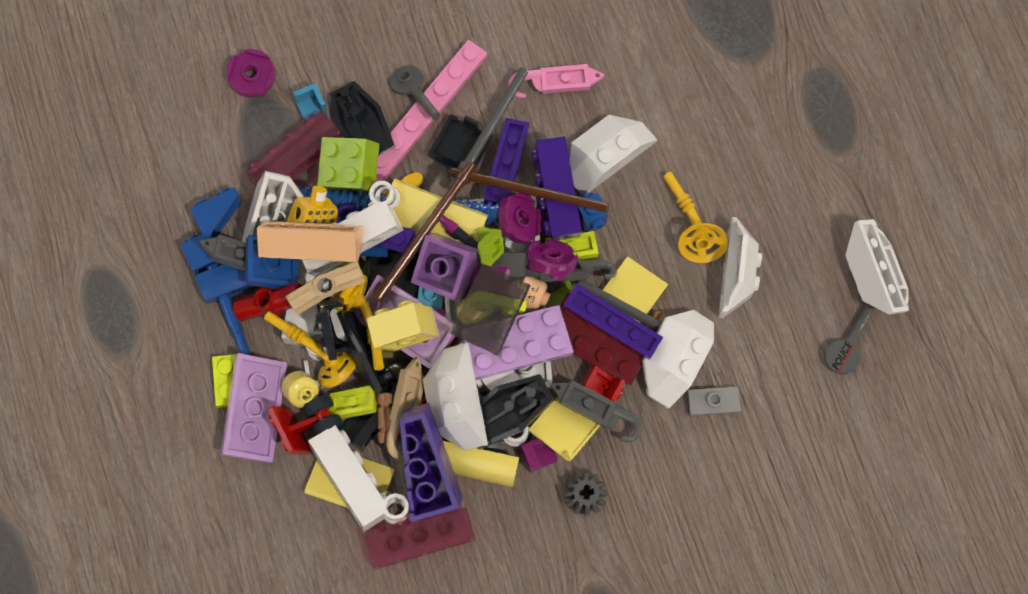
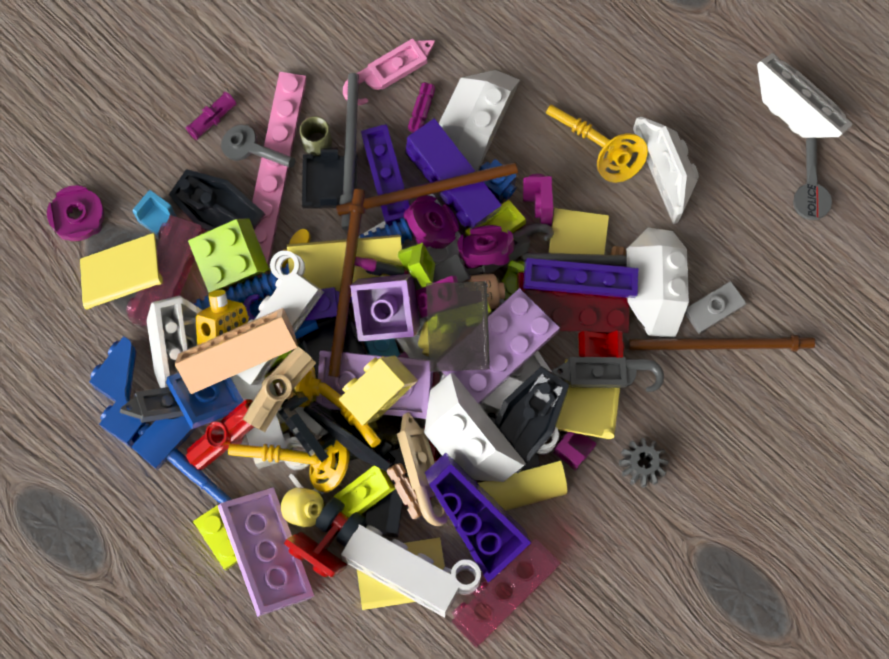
camera: 25 degrees left, 0 degrees up
(259, 135) = (119, 271): none -> light yellow piece
(396, 48) = (211, 115): none -> magenta pin
(471, 95) = (315, 125): none -> olive piece
(566, 122) = (421, 106): none -> magenta axle
(620, 236) = (538, 189): none -> magenta bracket
(761, 462) = (792, 343): none -> reddish brown bar

